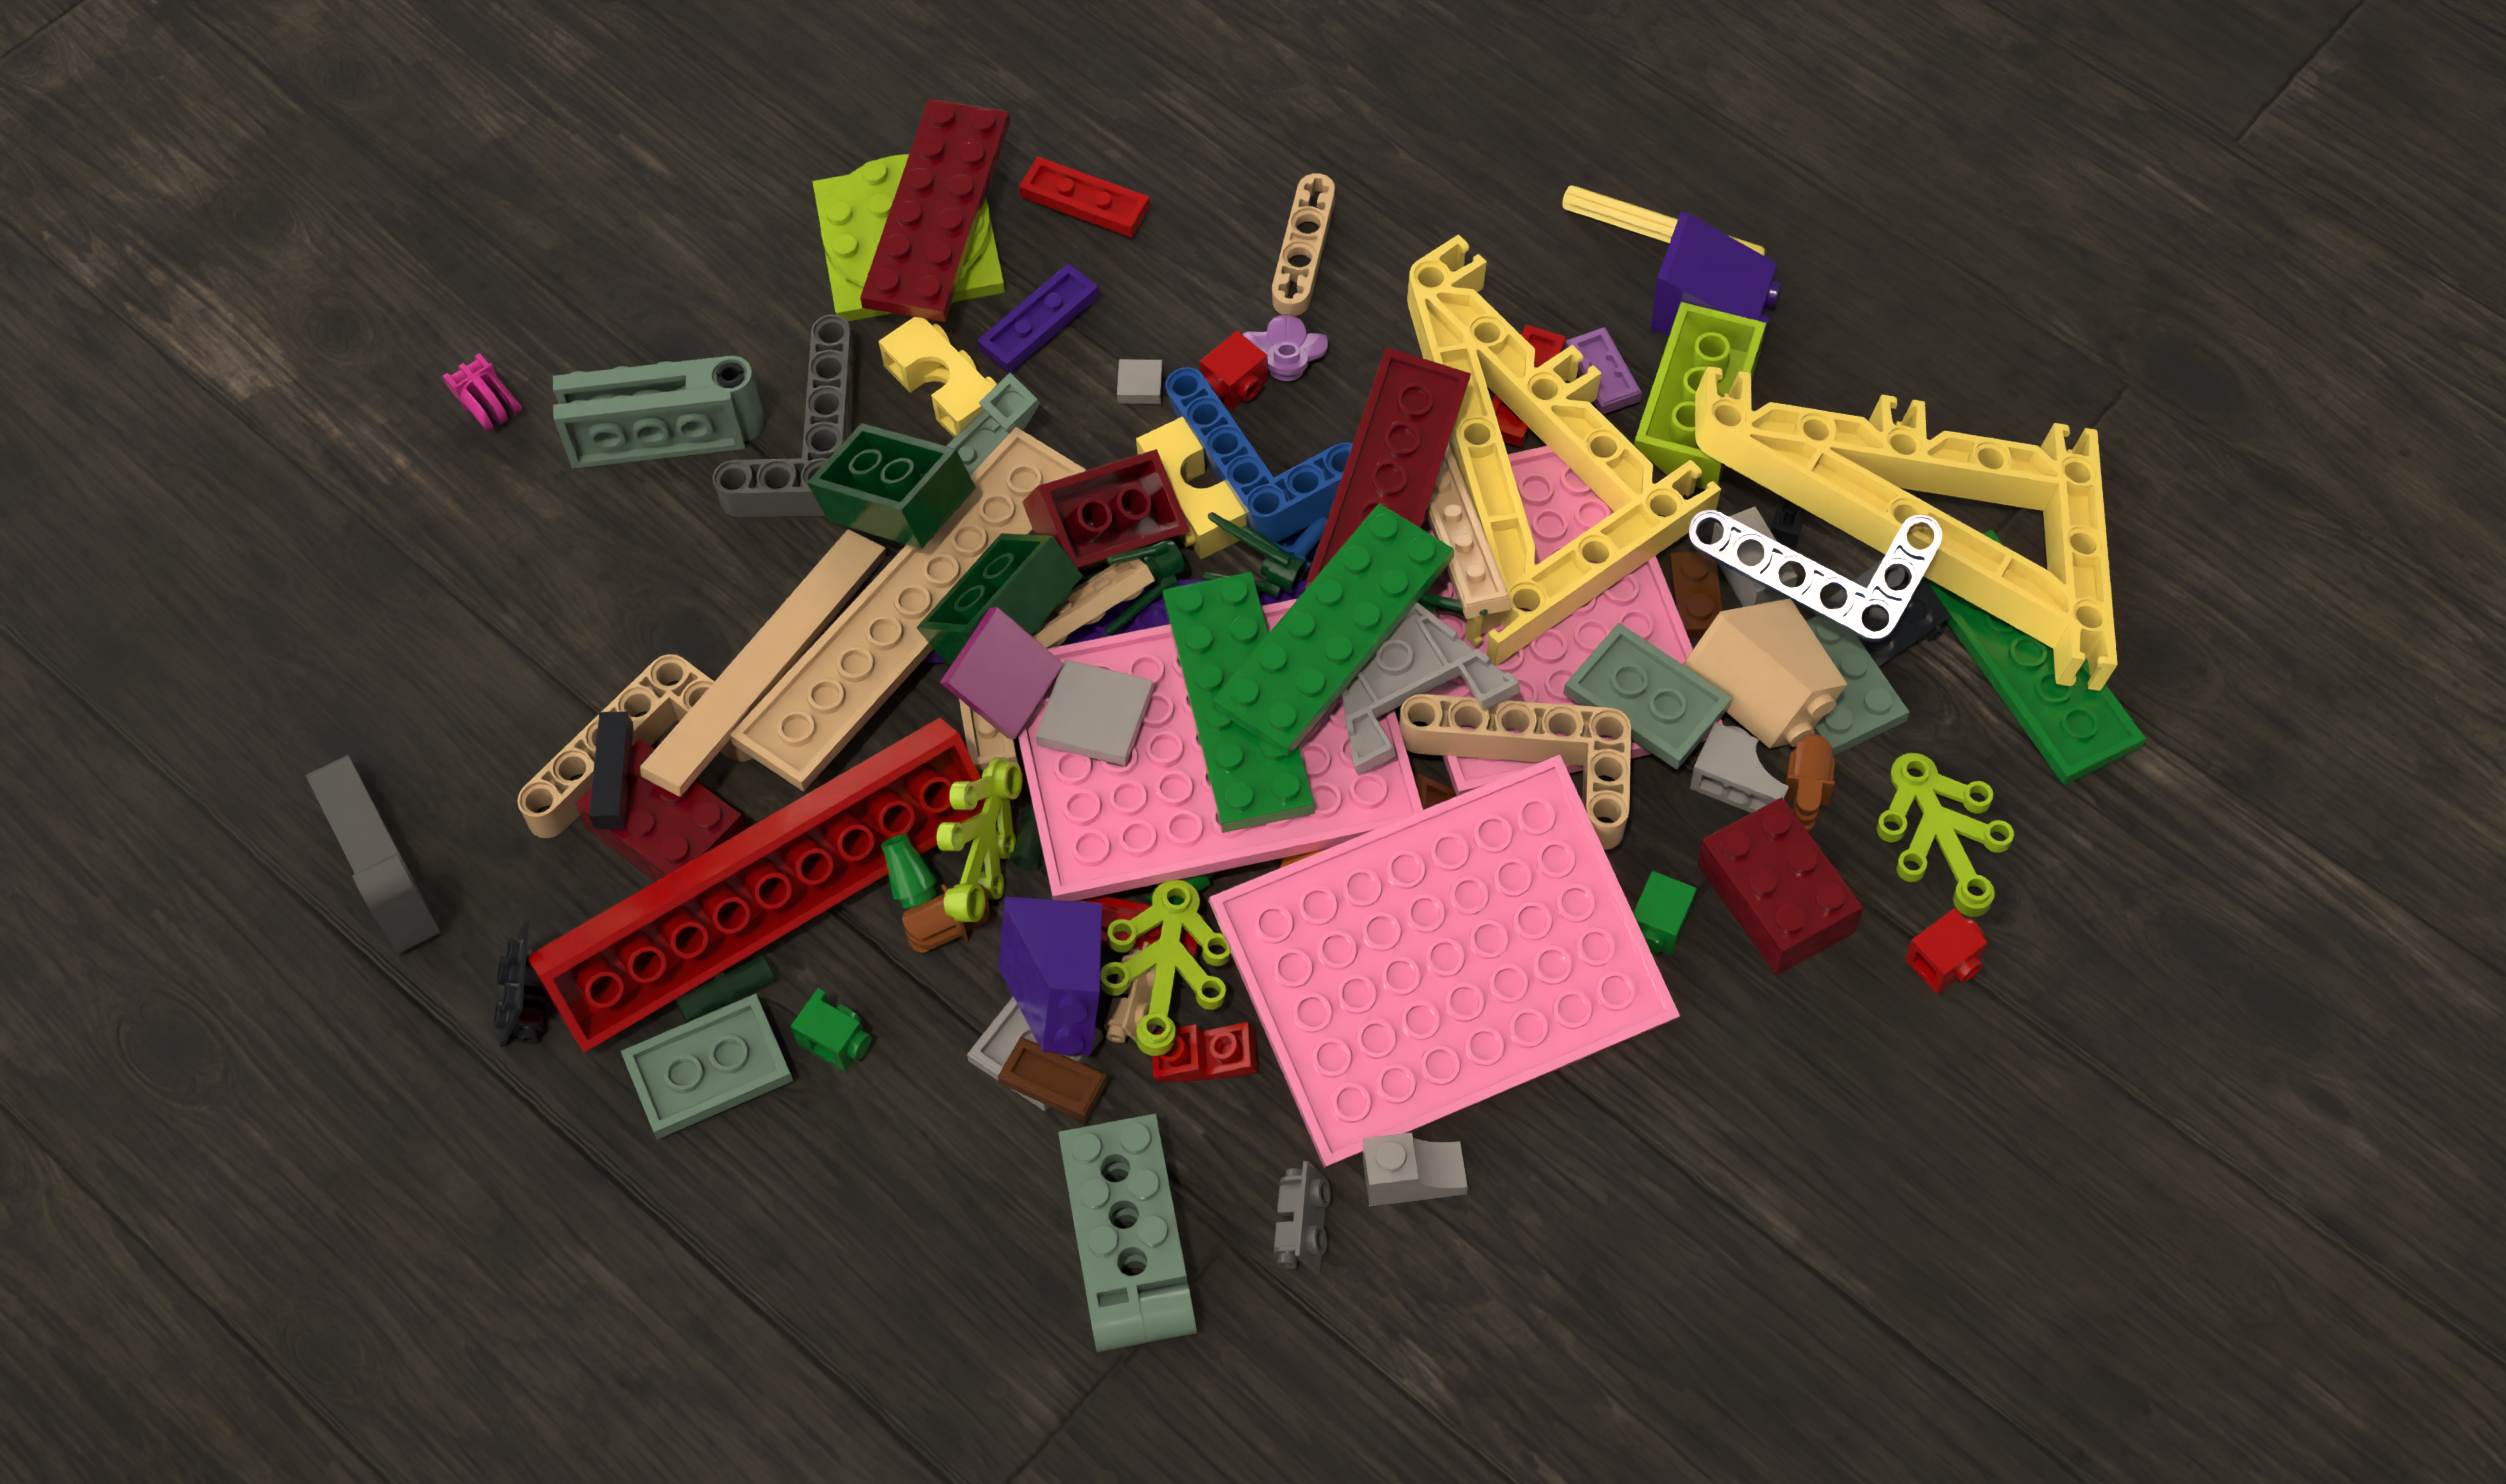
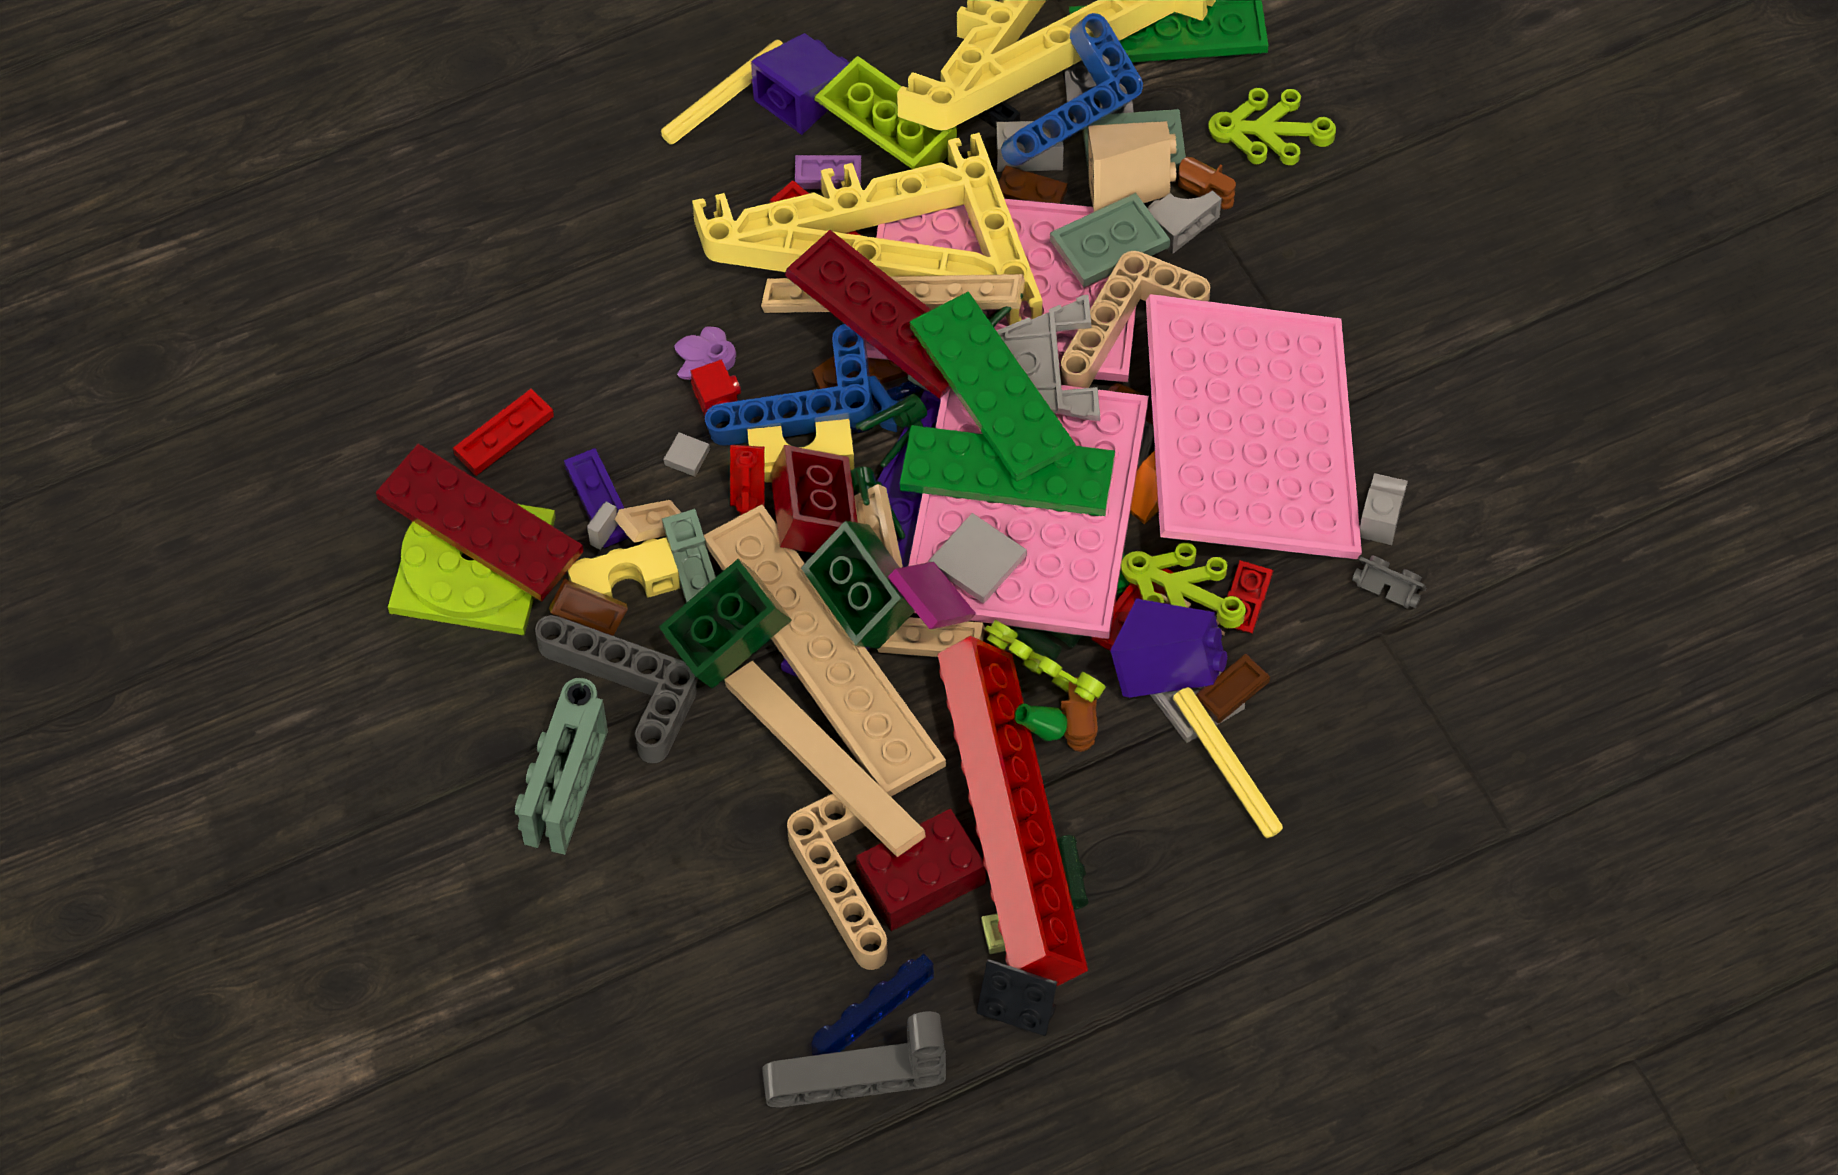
camera: 70 degrees left, 0 degrees up
(451, 835) = (881, 1001): none -> clear blue plate
(477, 386) = (478, 889): dark pink arm -> none
(611, 770) = (884, 873): black piece -> none
(706, 1066) = (1126, 900): sand green plate -> none
(830, 1032) = (1135, 813): green brick -> none
(874, 355) = (588, 607): none -> reddish brown tile
(942, 1113) = (1227, 762): none -> light yellow axle
(985, 325) = (602, 525): none -> light grey tile
(1007, 355) = (645, 521): none -> tan plate
(1115, 437) = (747, 477): none -> red hinge
(1122, 1306) = (1364, 681): sand green hinge -> none
(1303, 244) = (624, 306): tan beam -> none
(1664, 912) = (1264, 293): green brick -> none
(1779, 886) = (1275, 228): dark red brick -> none
(1947, 951) = (1359, 159): red brick -> none

